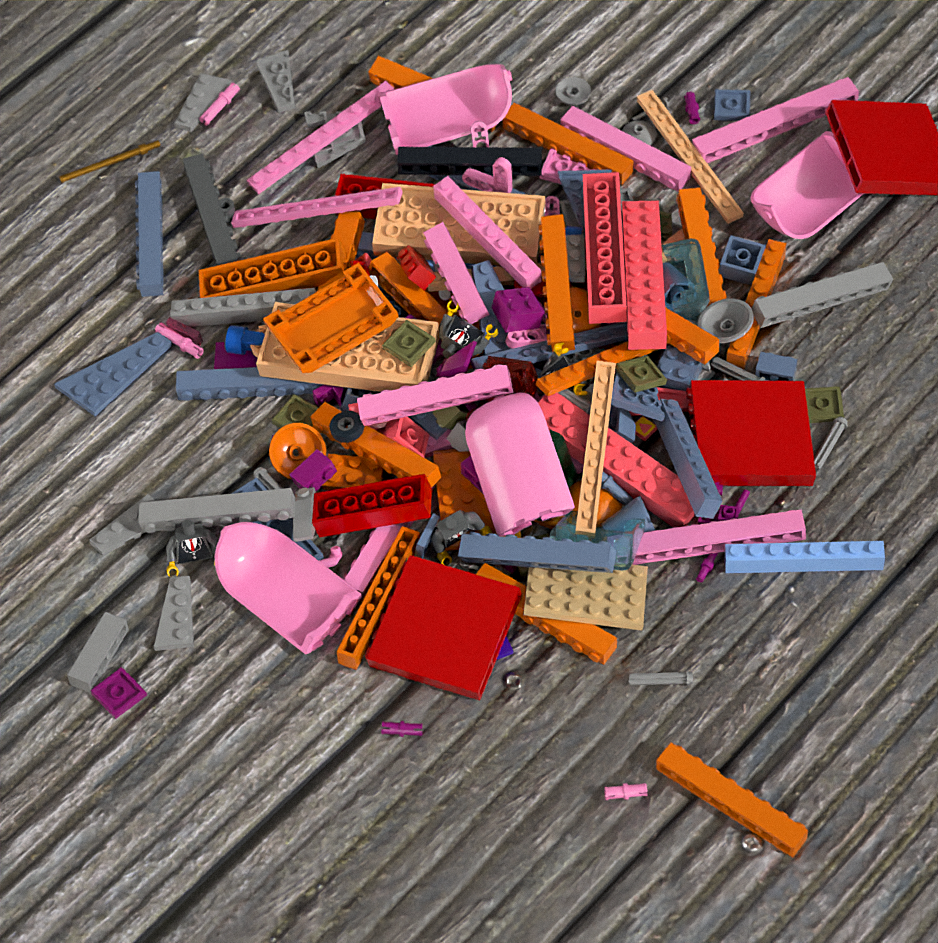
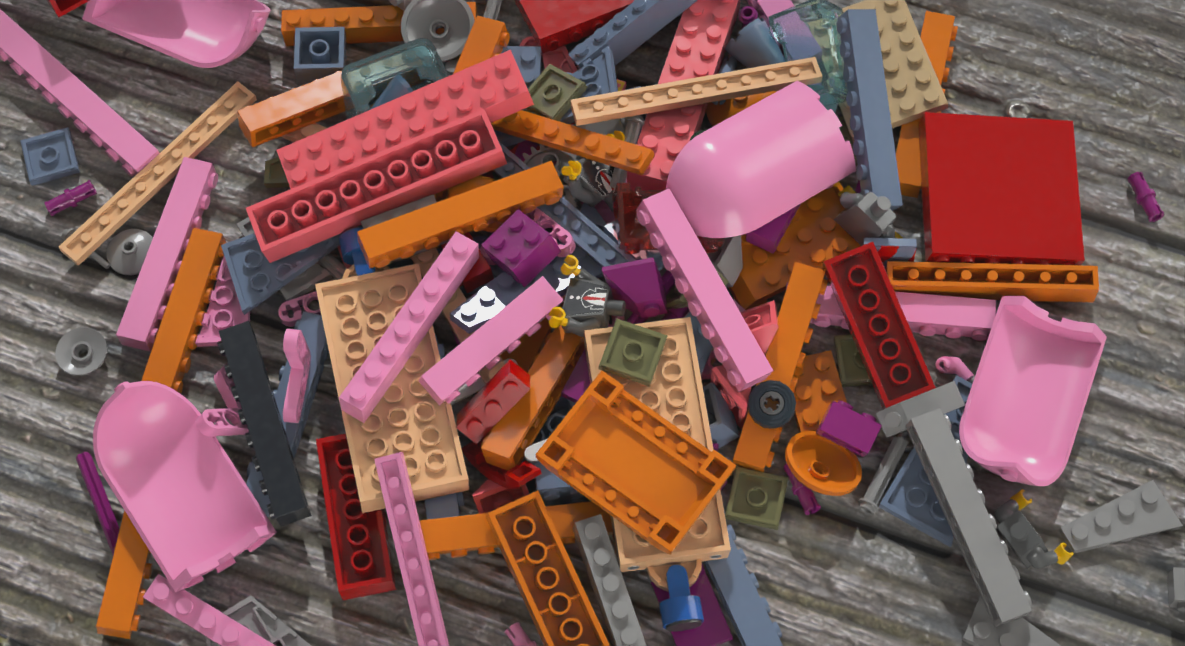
camera: 110 degrees left, 10 degrees up
(662, 522) = (747, 15): none -> magenta pin

